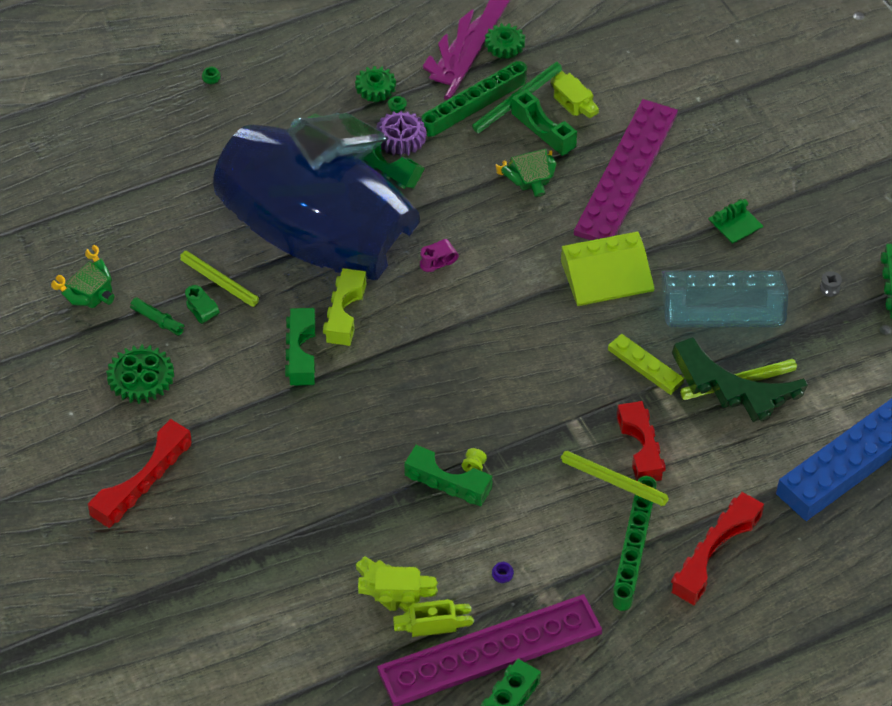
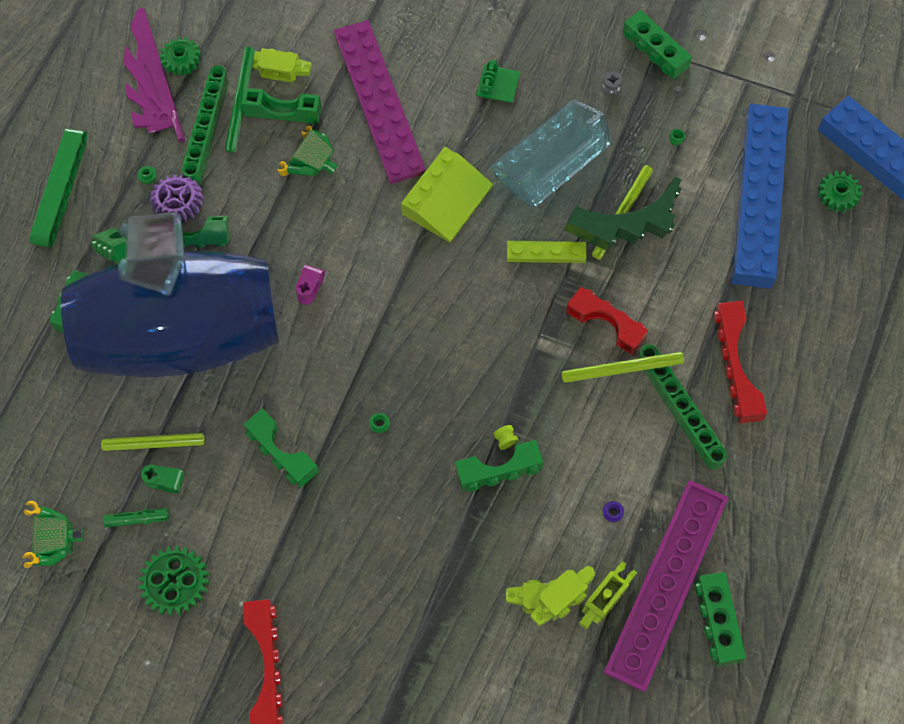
camera: 40 degrees left, 15 degrees up
(325, 69) = (58, 188): none -> green beam
(350, 288) = (293, 405): lime arch -> none
(375, 84) = (113, 170): green gear -> none
(391, 379) = (376, 418): none -> green plate
(846, 357) = (676, 137): none -> green hinge

